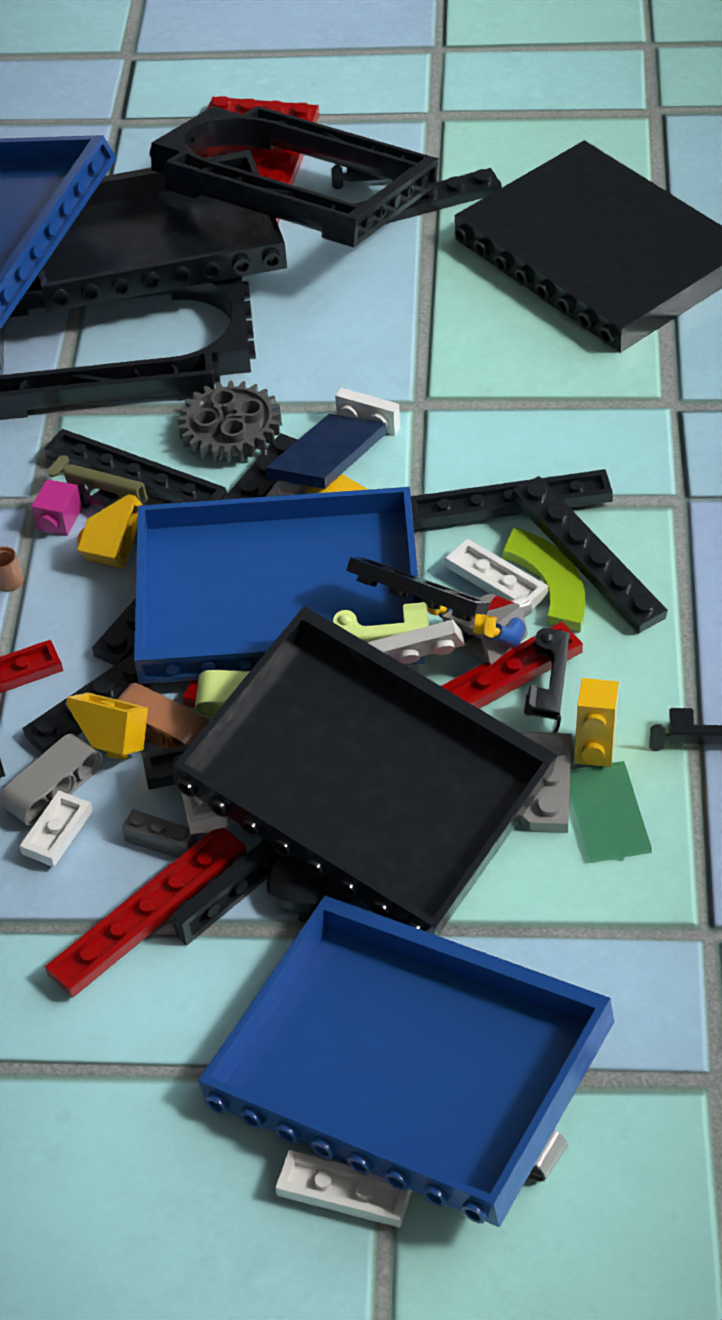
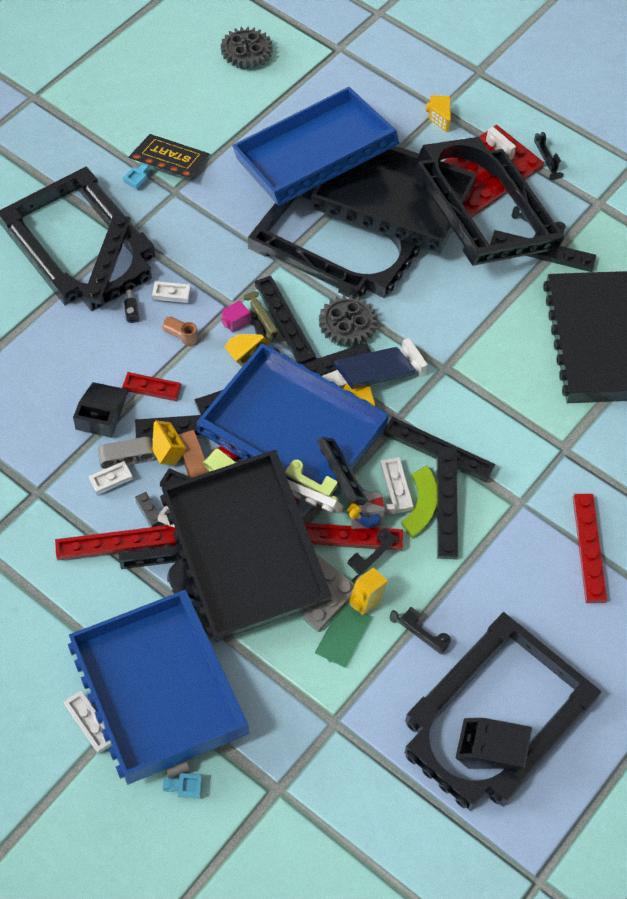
camera: 30 degrees right, 10 degrees up
(121, 119) = (439, 111): none -> yellow slope
(242, 101) = (498, 141): none -> white plate
(328, 100) = (551, 162): none -> black piece
(583, 1168) = (187, 785): none -> medium azure plate

